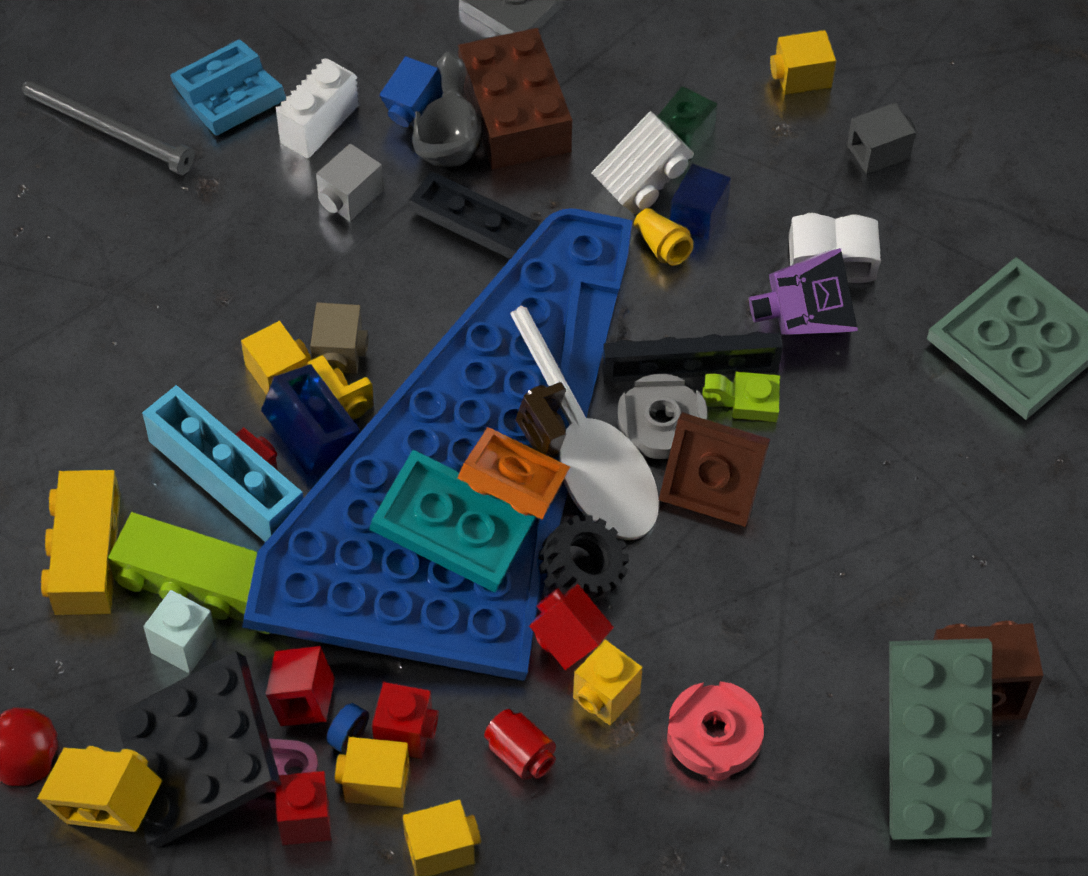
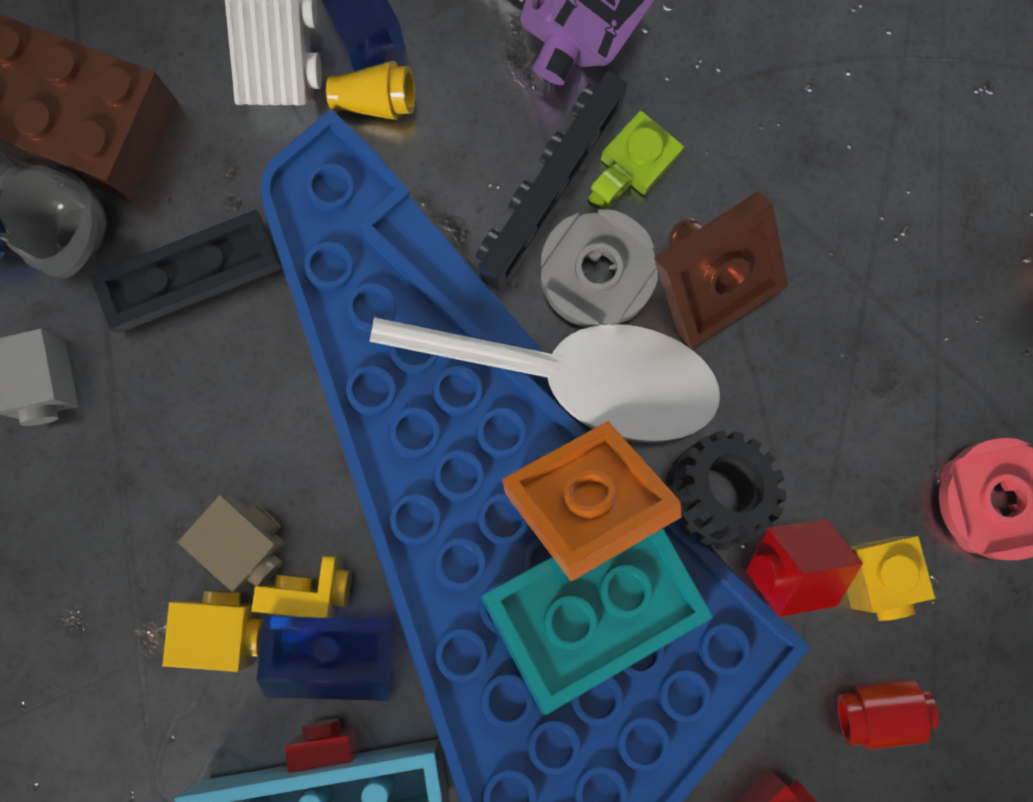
camera: 50 degrees left, 25 degrees up
(540, 418) = (541, 416): dark brown bracket -> none

